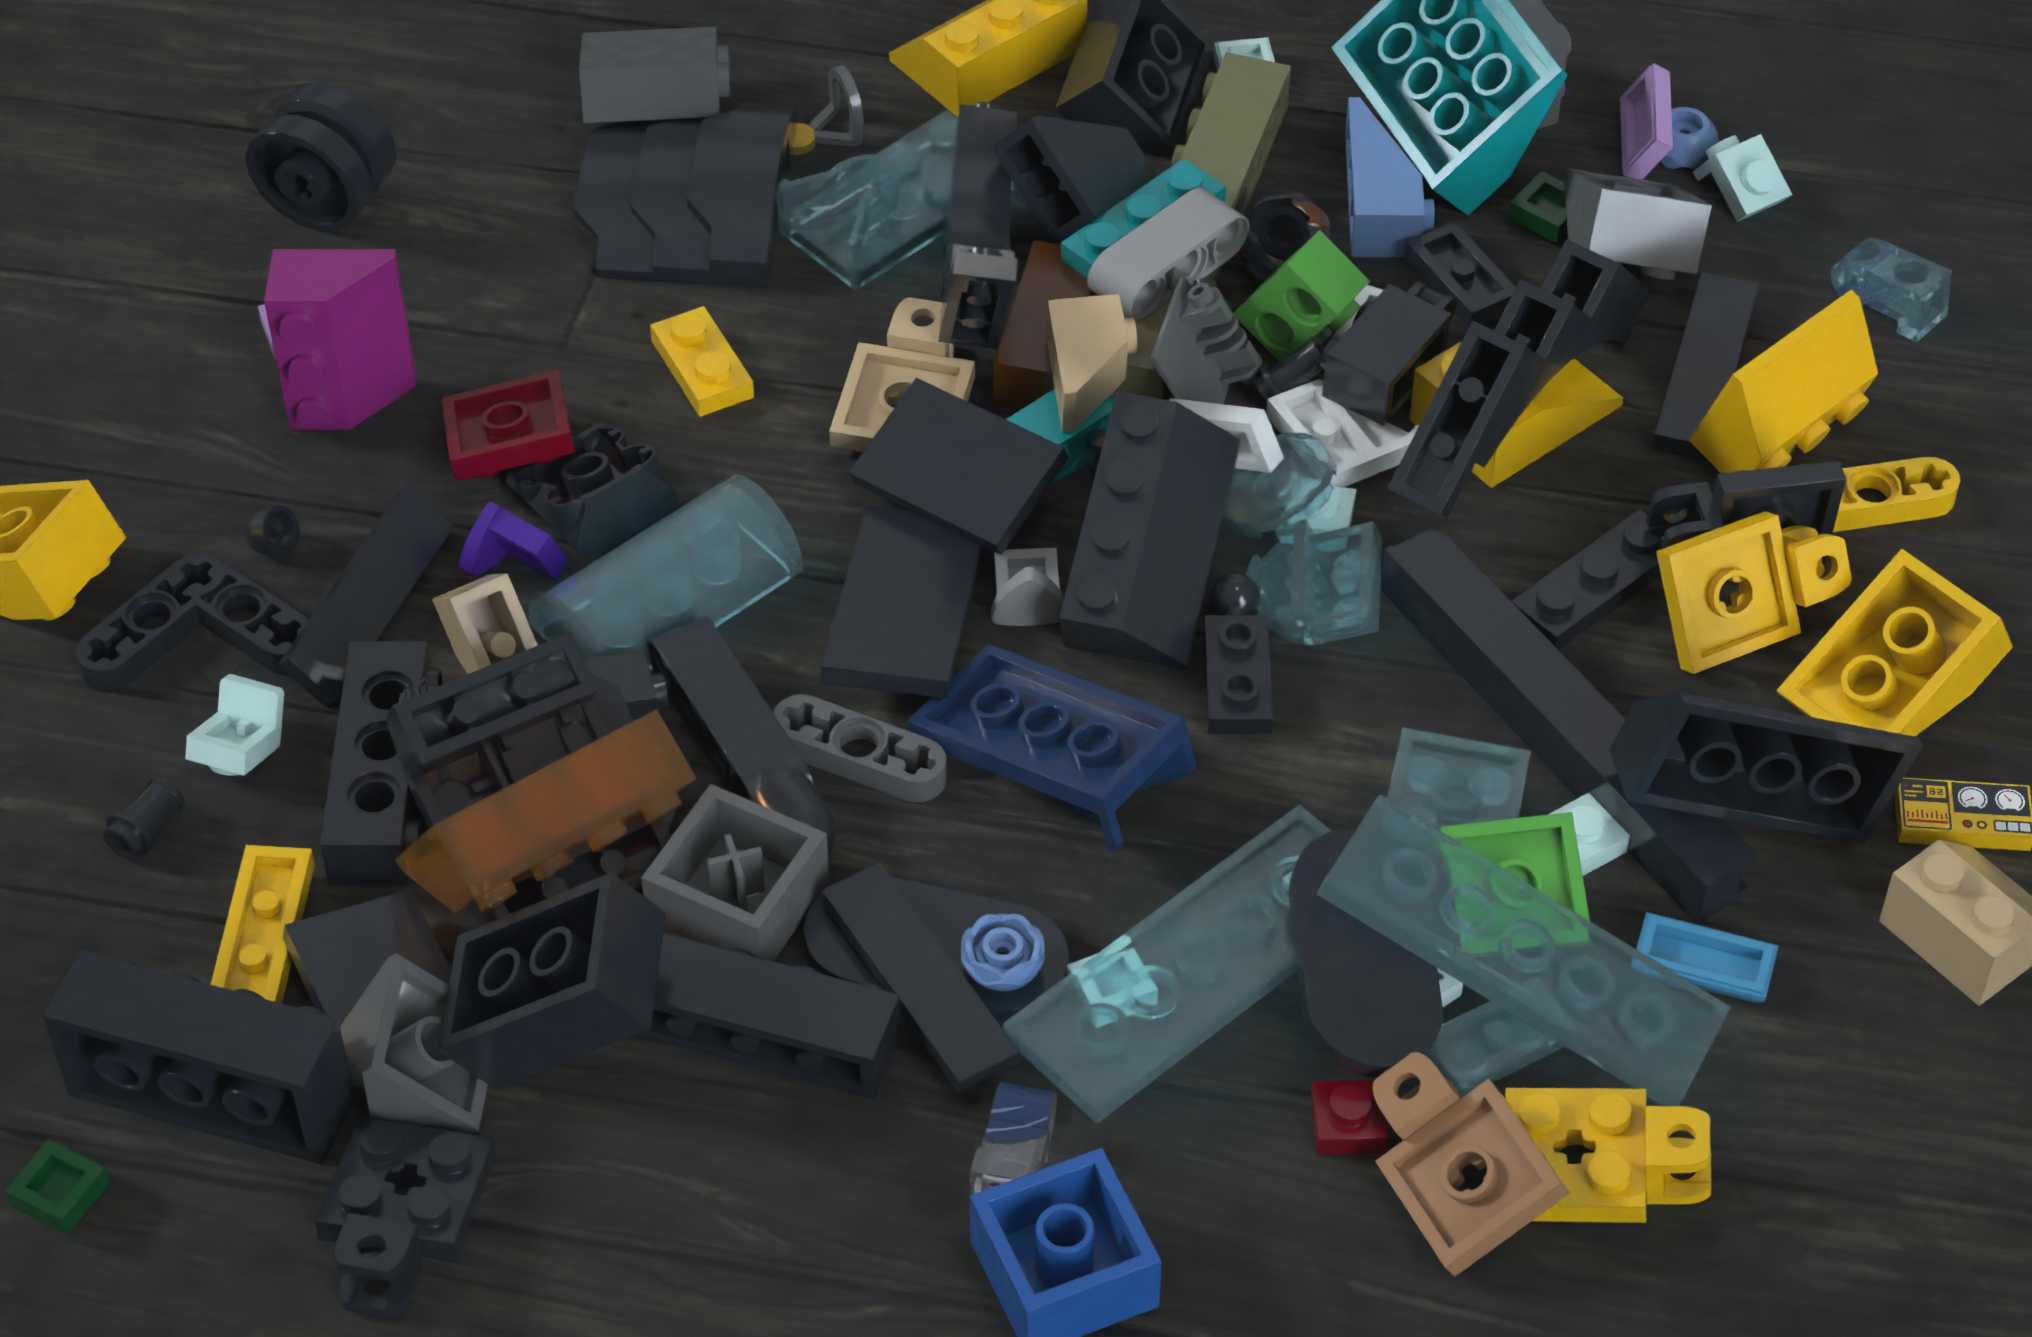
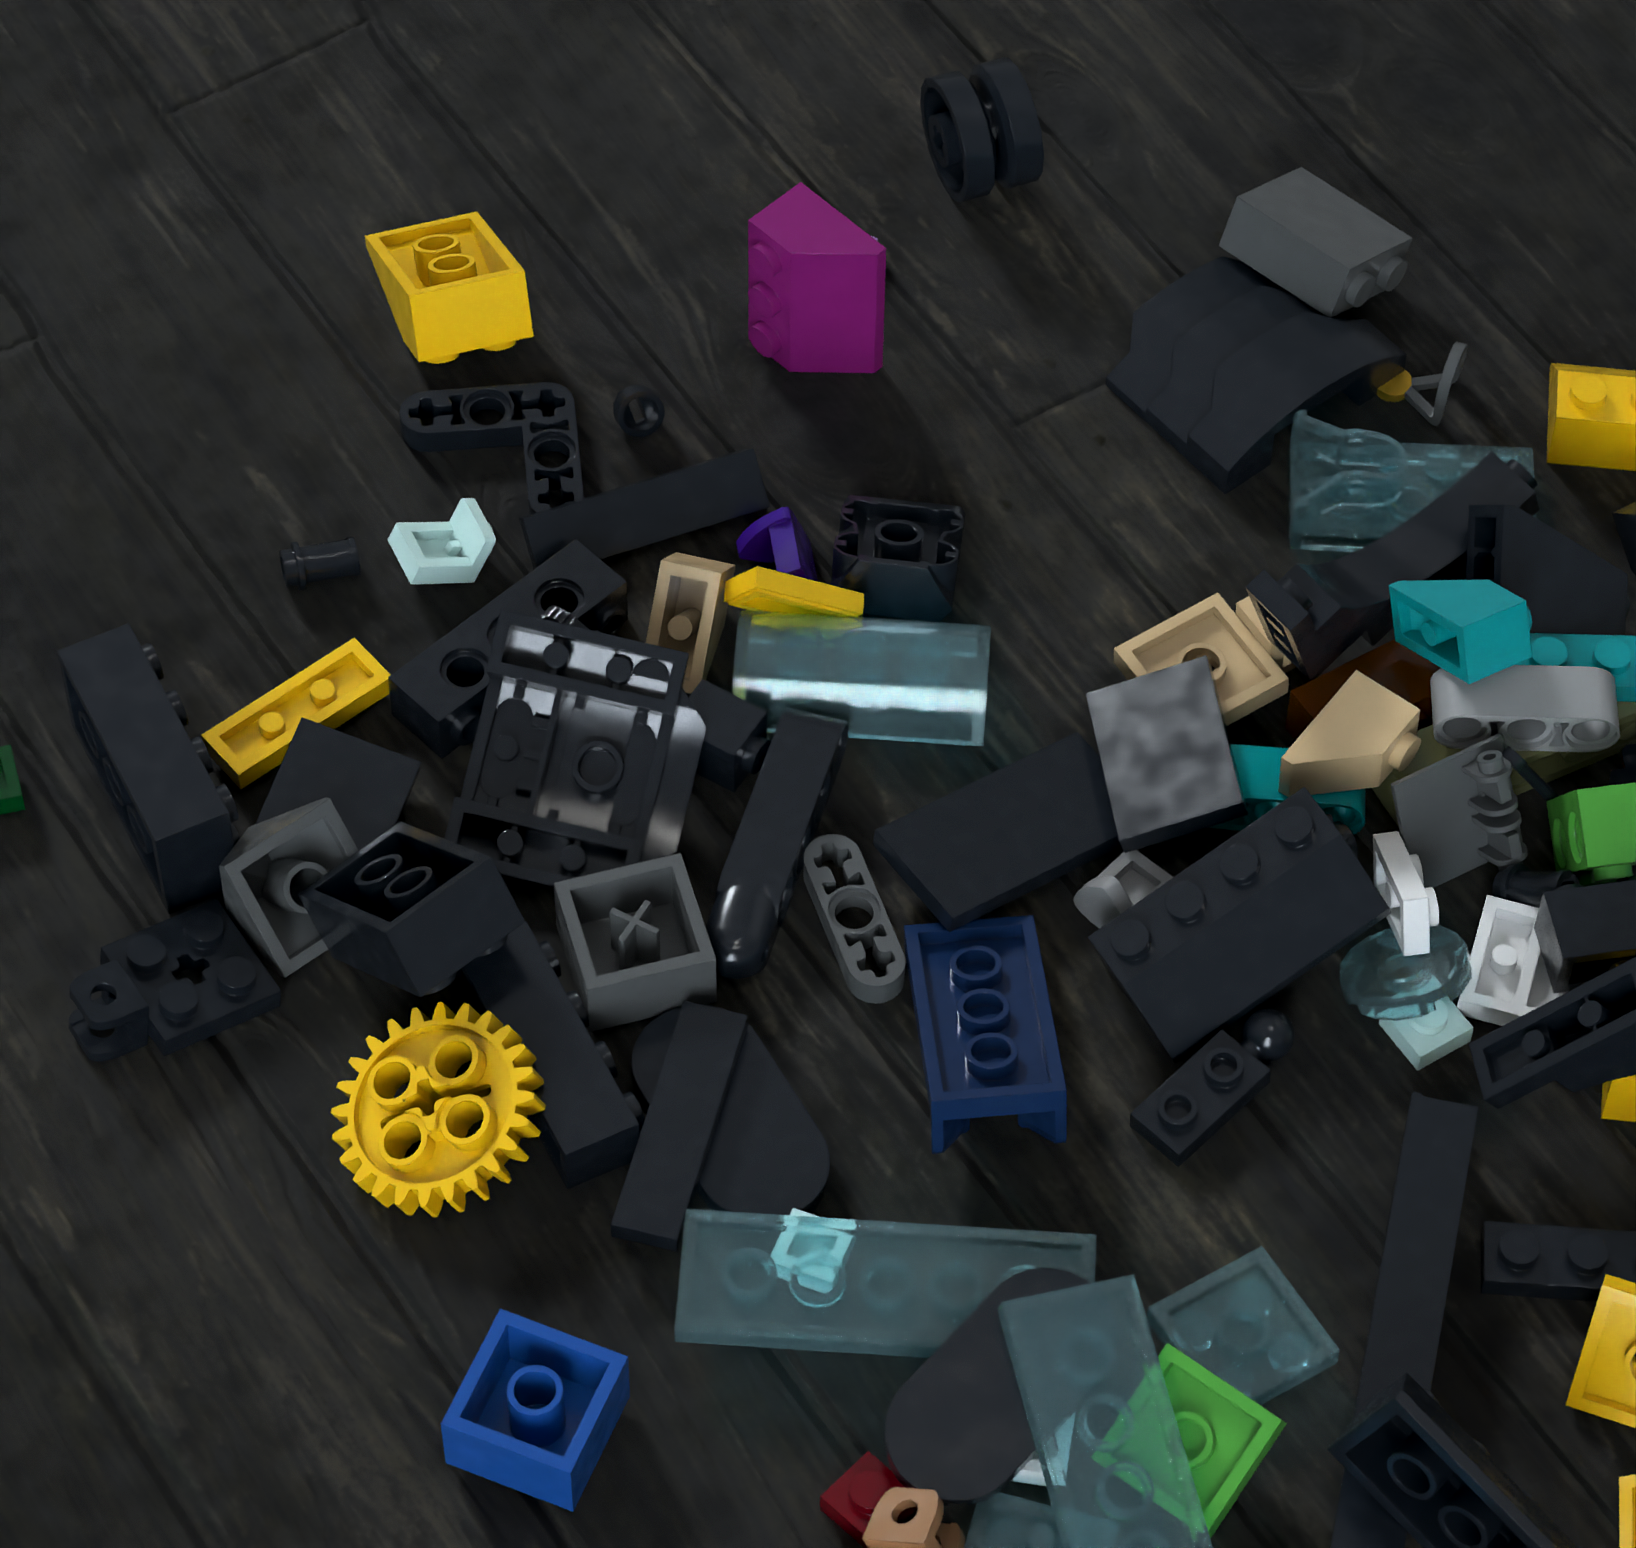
camera: 45 degrees right, 5 degrees up
(507, 425) = (884, 456): dark red plate -> none
(550, 814) = (544, 784): clear orange wedge -> none
(564, 556) = (781, 592): none -> yellow tile
(702, 361) = (1098, 516): yellow plate -> none
(784, 1141) = (438, 1109): none -> yellow gear
(1002, 934) = (753, 1138): medium blue plate -> none
(1015, 1136) = (609, 1304): leg -> none
(1082, 221) = (1462, 625): none -> teal slope
(1320, 583) = (1349, 1078): clear light blue slope -> none
(1596, 831) = (1303, 1456): light aqua plate -> none

